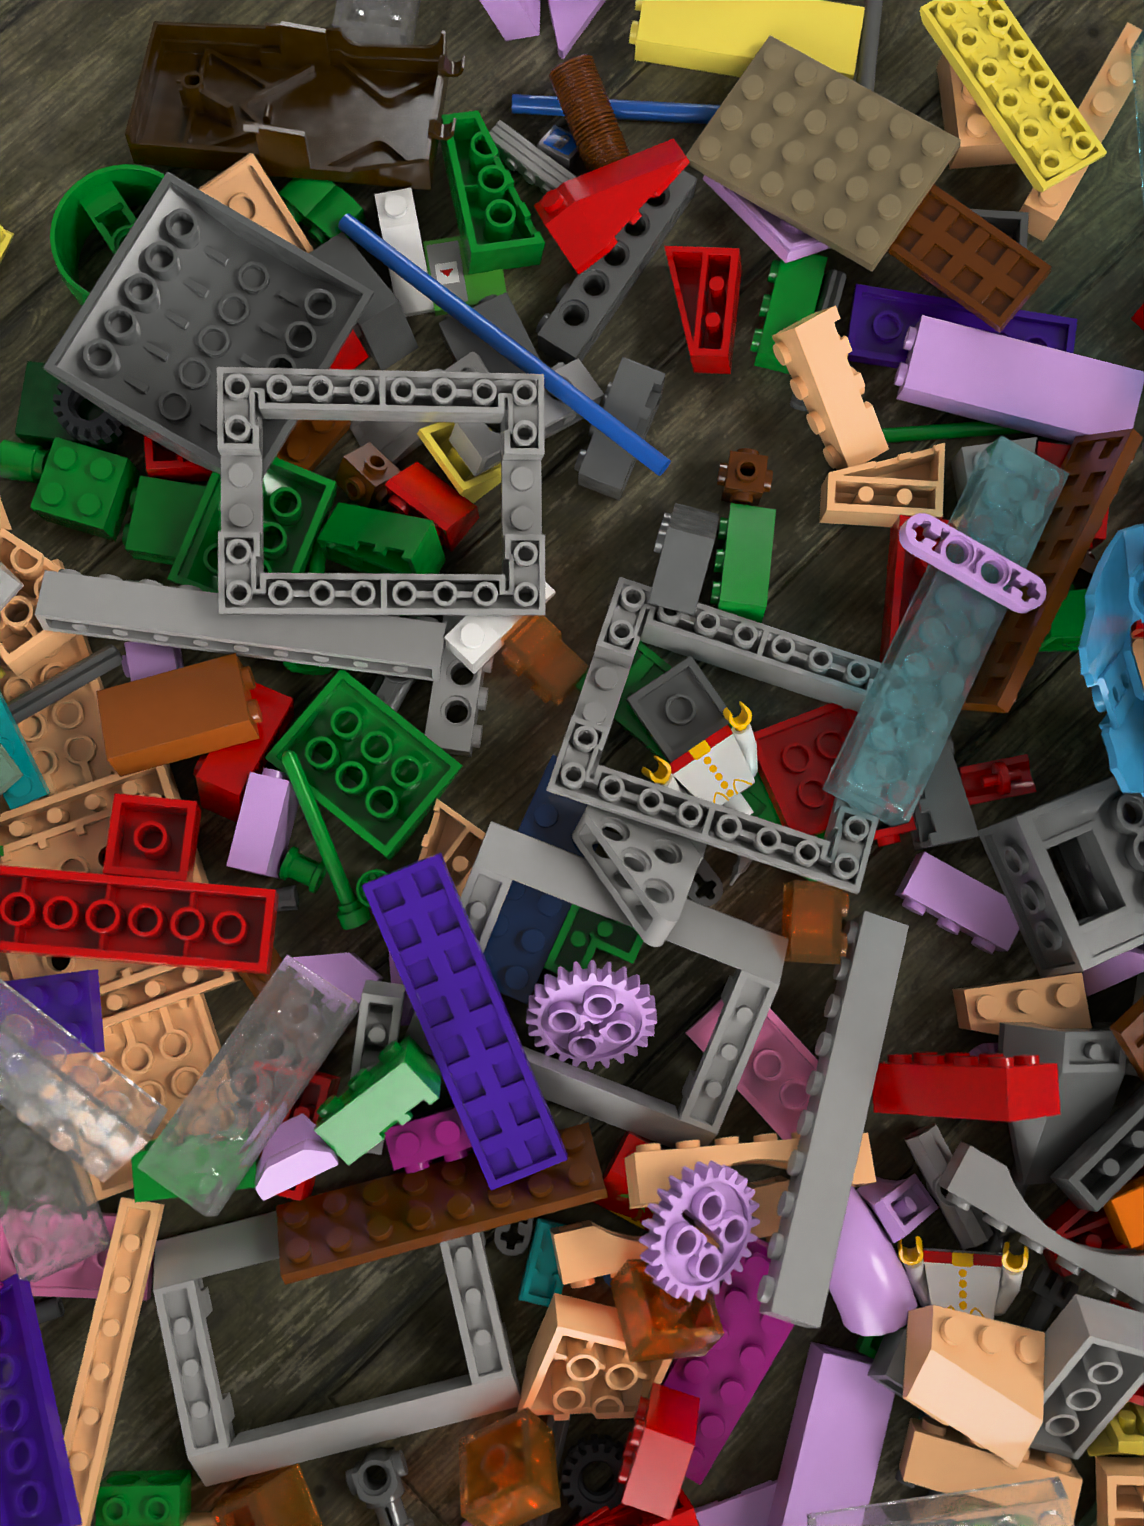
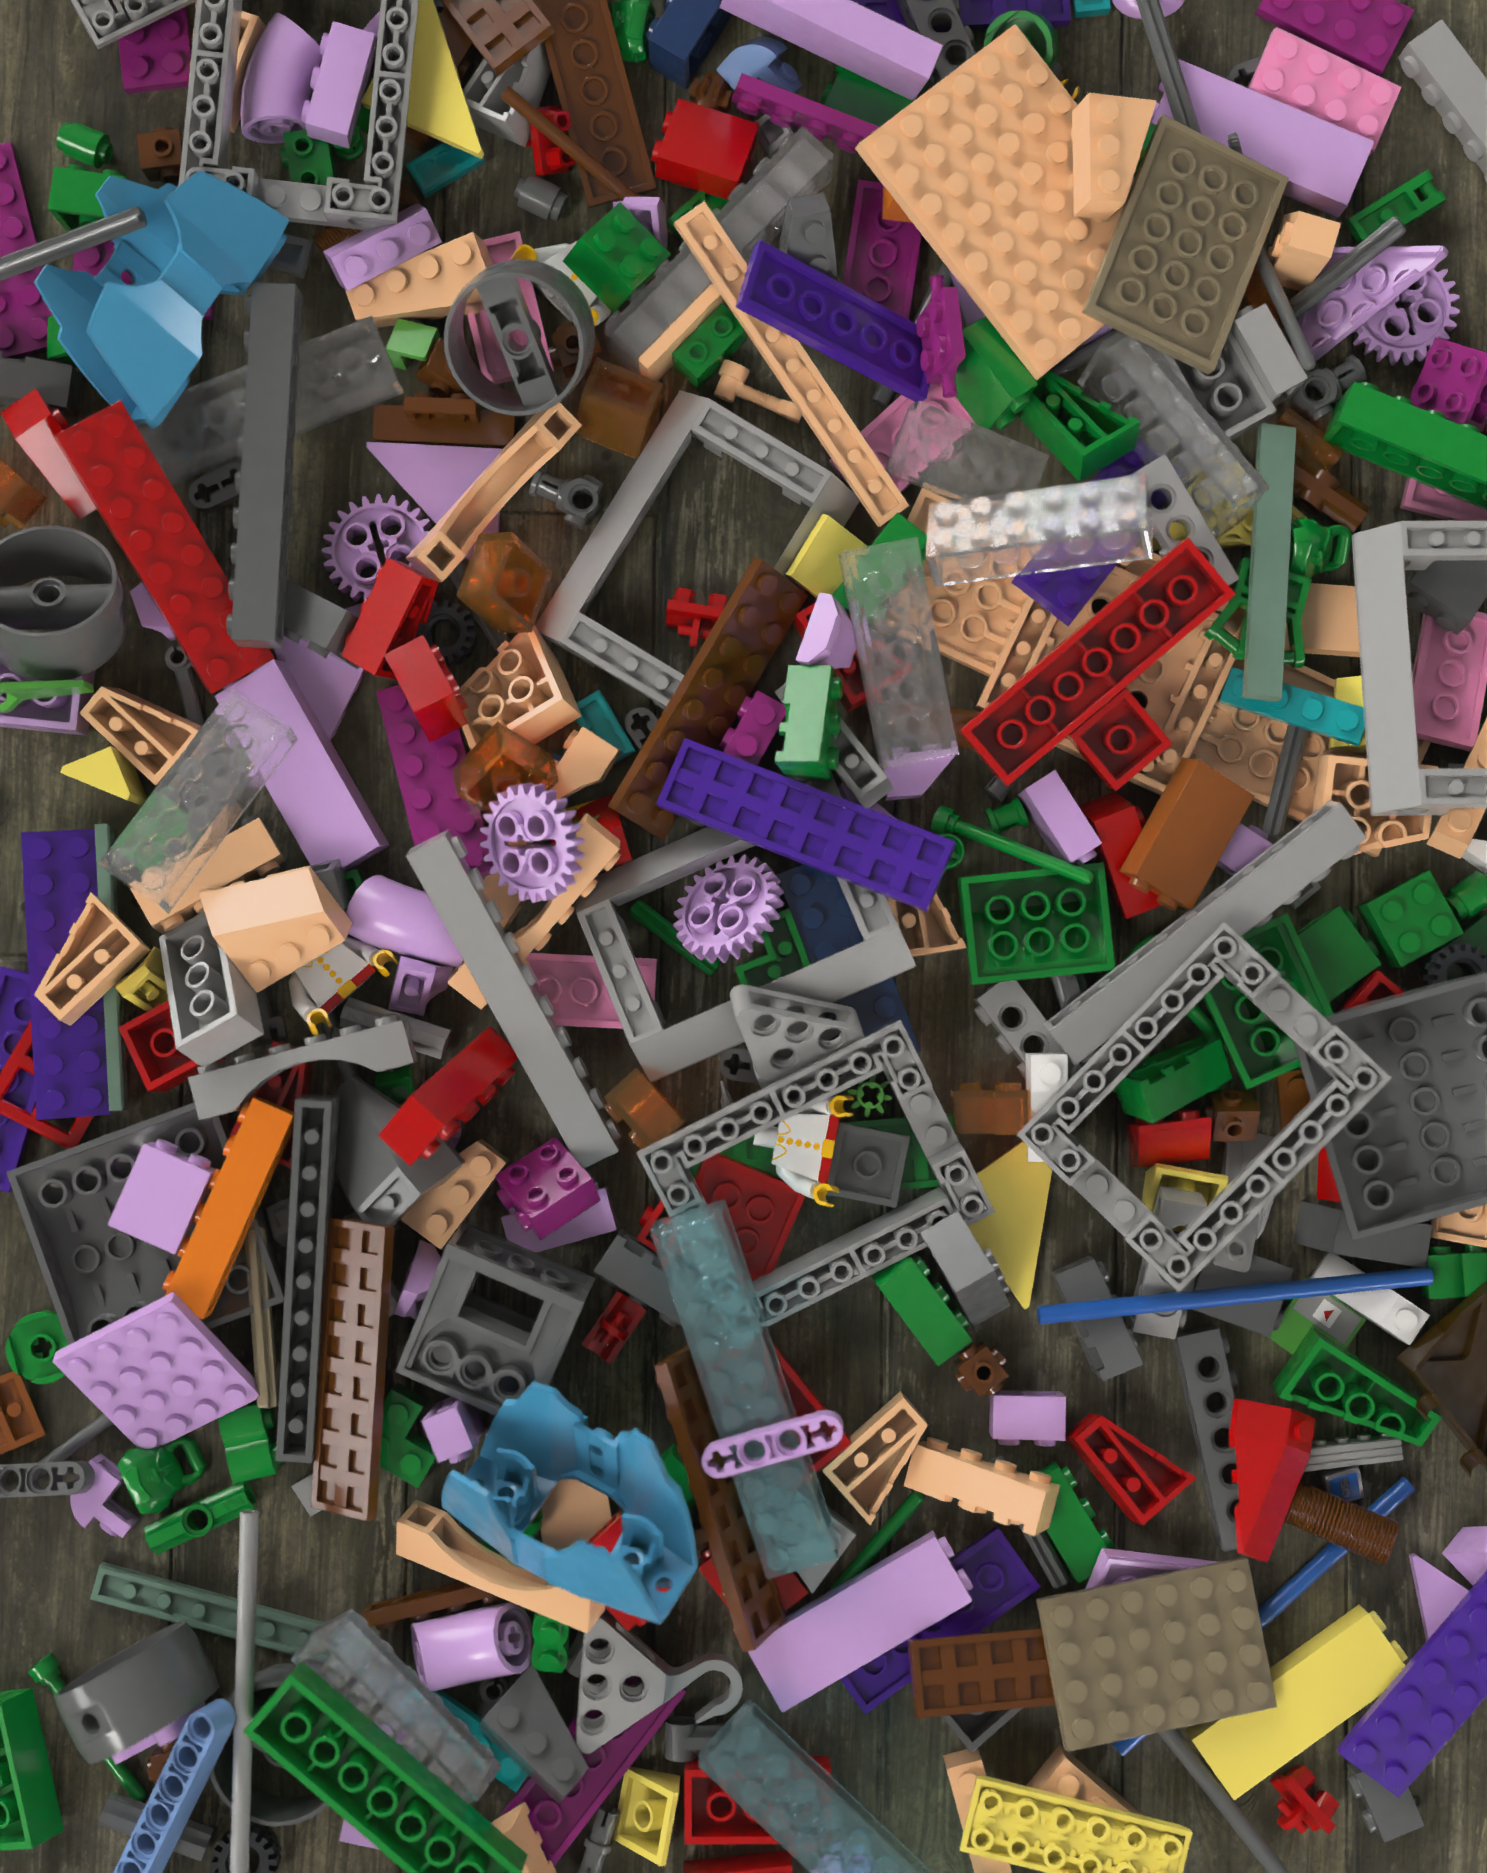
camera: 135 degrees right, 5 degrees up
(159, 1445) = (733, 384): none -> light nougat brick
(240, 1226) = (817, 563): none -> light yellow tile
(386, 1282) = (692, 618): none -> red hips
(591, 571) = (1014, 1232): none -> light yellow tile
(633, 757) = (880, 1096): none -> bright green gear
(657, 1048) = (667, 932): none -> green axle
(743, 410) = (1027, 1416): none -> lavender brick
(952, 937) = (546, 1189): none -> magenta brick
(991, 1138) = (396, 1085): none -> green slope

